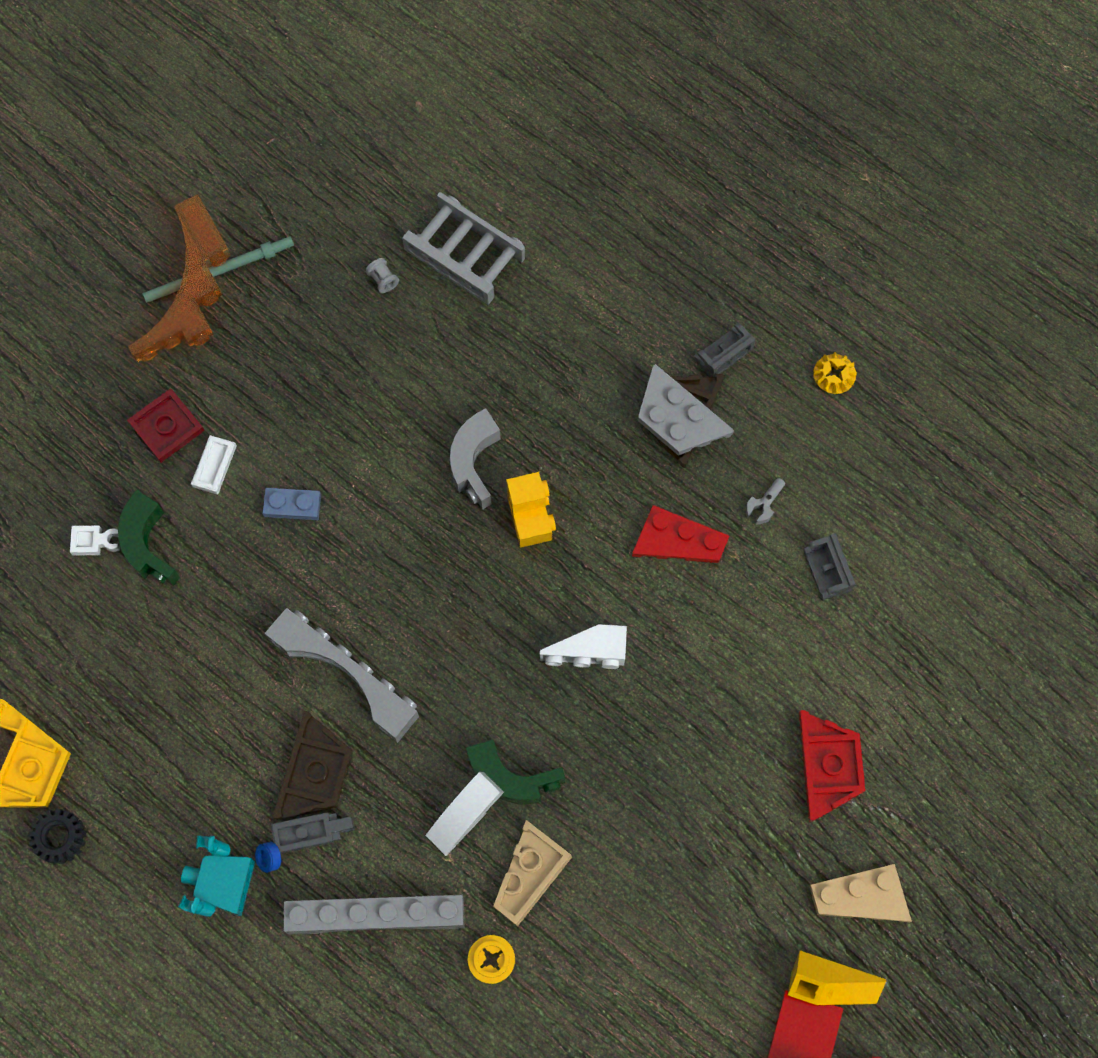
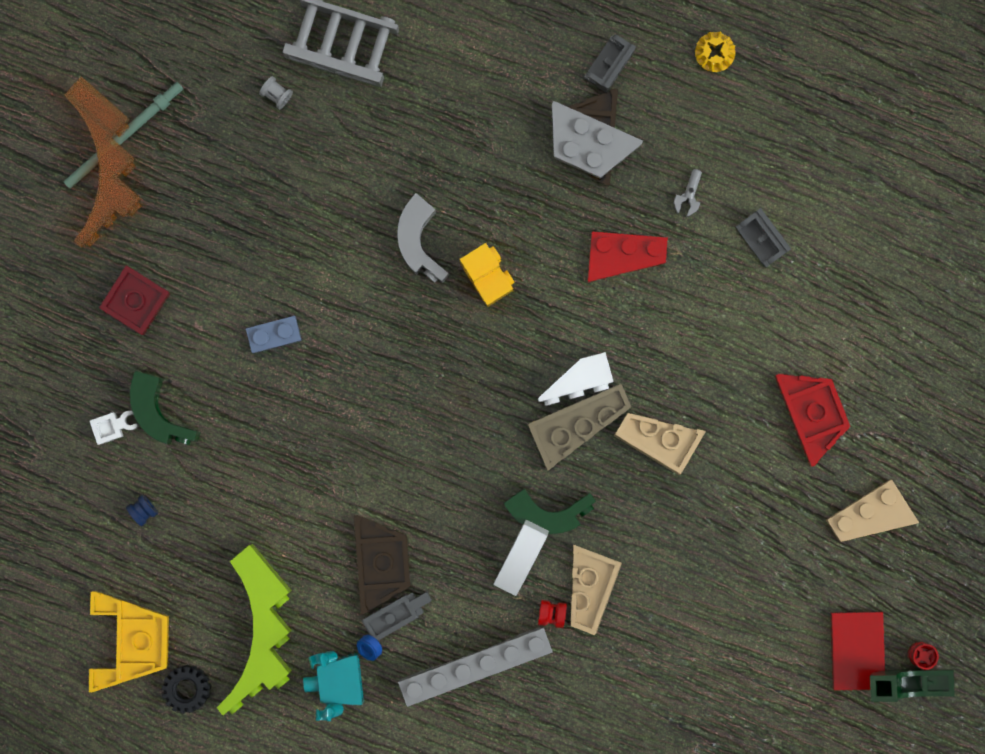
camera: 15 degrees left, 15 degrees up
(87, 633) = (142, 510): none -> dark blue wheel
(169, 803) = (264, 664): none -> lime arch
(213, 464) = (191, 321): white tile -> none
(298, 639) = (324, 454): light grey arch -> none
(471, 883) = (546, 614): none -> red wheel
(477, 957) = (584, 680): yellow gear -> none
(563, 695) = (572, 426): none -> dark tan wing
(656, 742) = (660, 441): none -> tan wing
(832, 983) = (867, 596): yellow slope -> none

